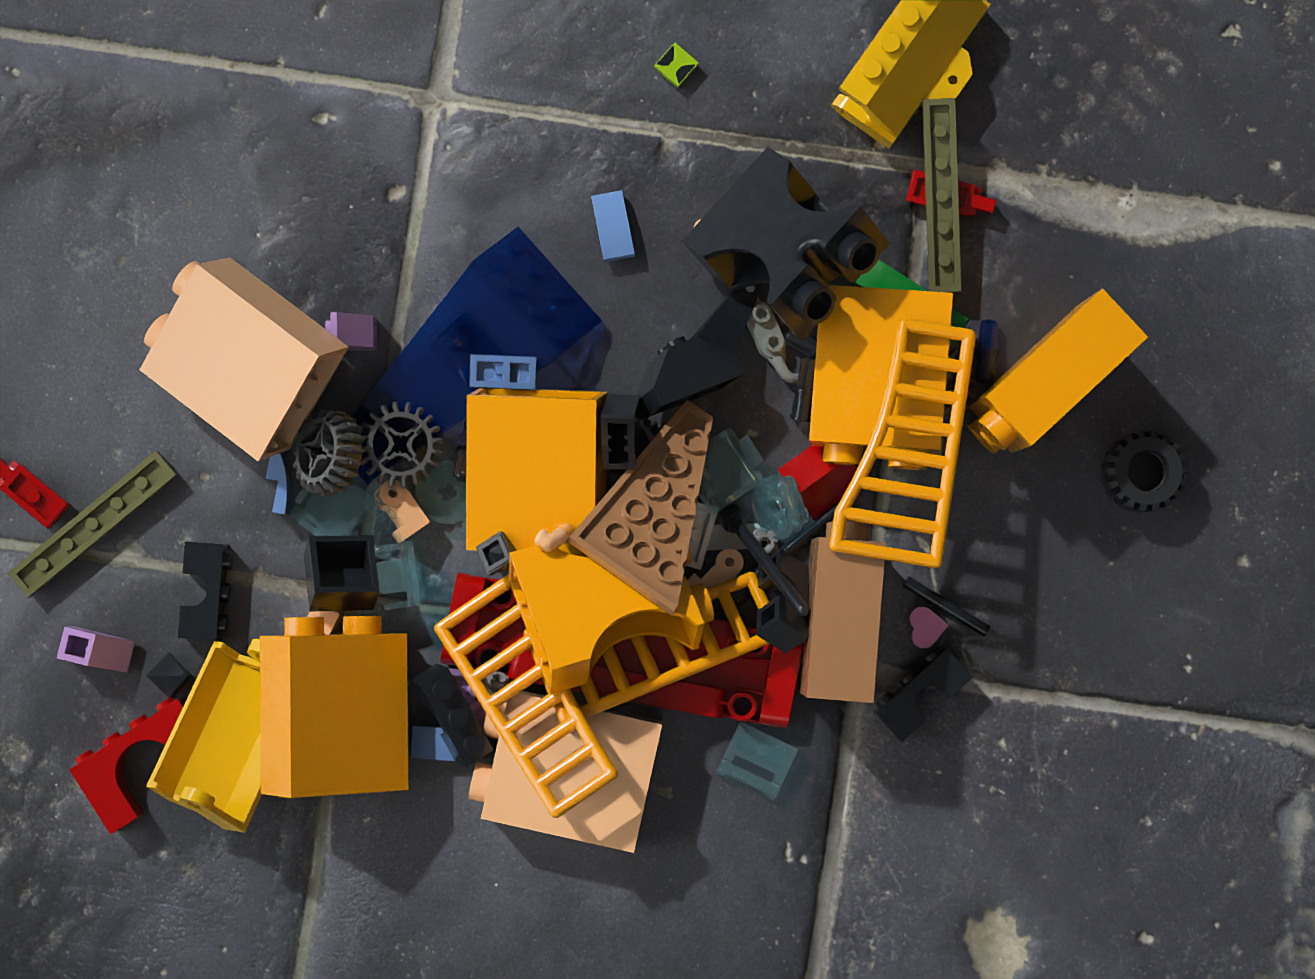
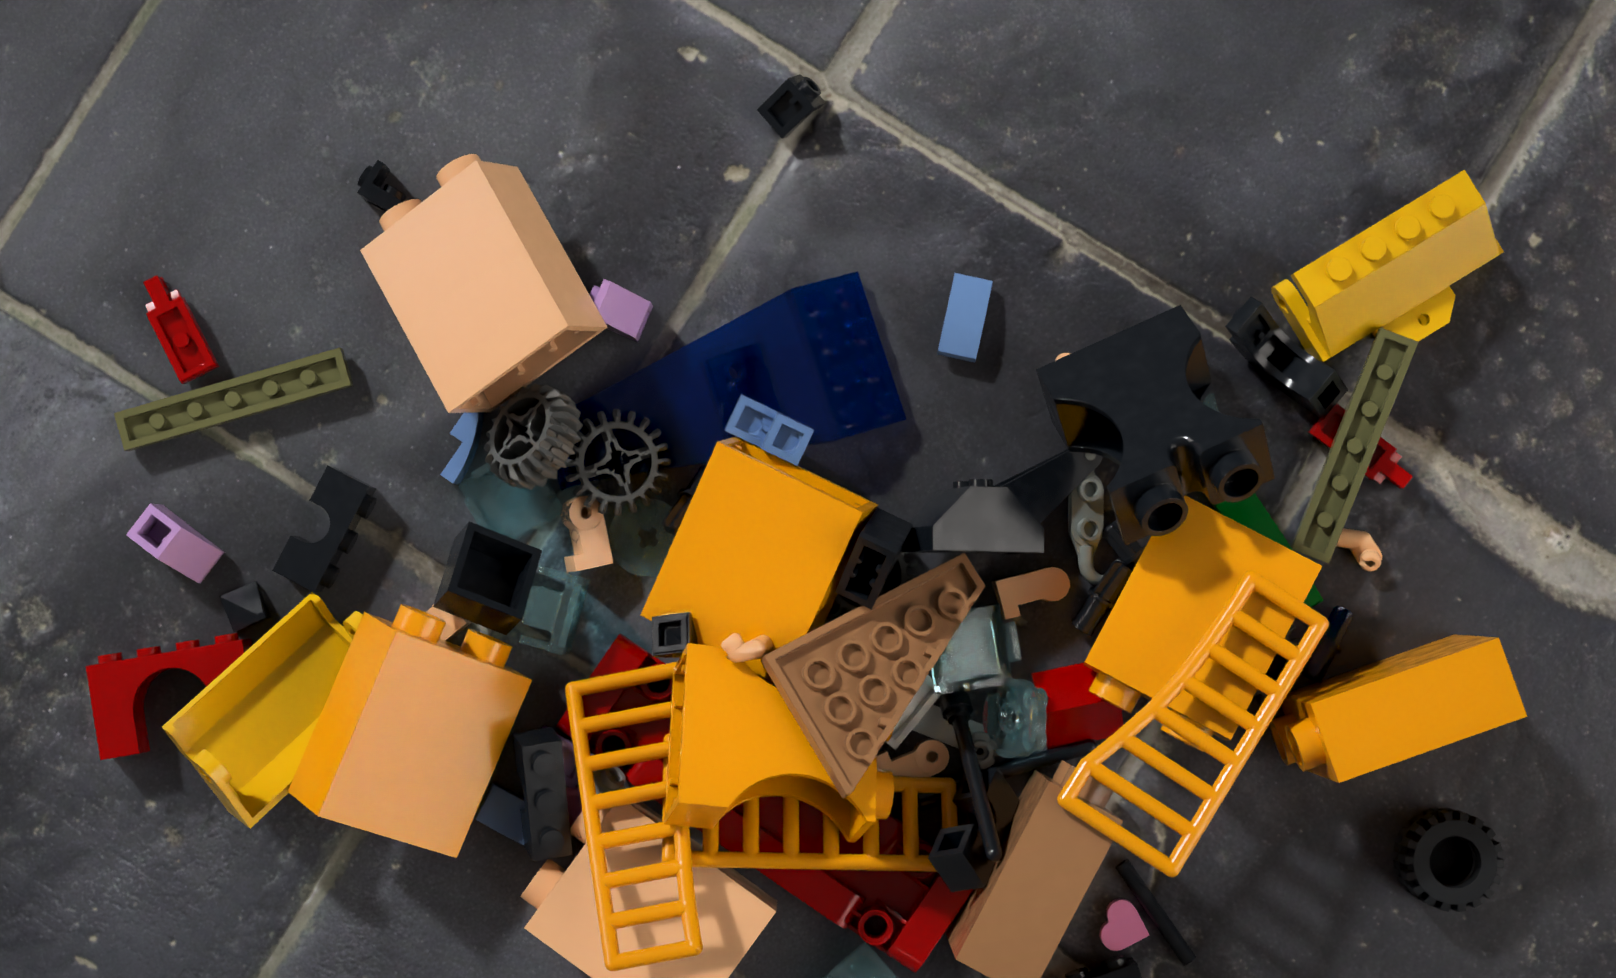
camera: 25 degrees right, 0 degrees up
(127, 323) = (370, 190): none -> black bracket
(414, 123) = (791, 104): none -> black bracket
(676, 65) = (1115, 166): lime tile -> none
(757, 399) = (1042, 584): none -> light nougat leg
(862, 156) = (1283, 361): none -> black arch
(982, 269) = (1362, 547): none -> light nougat arm

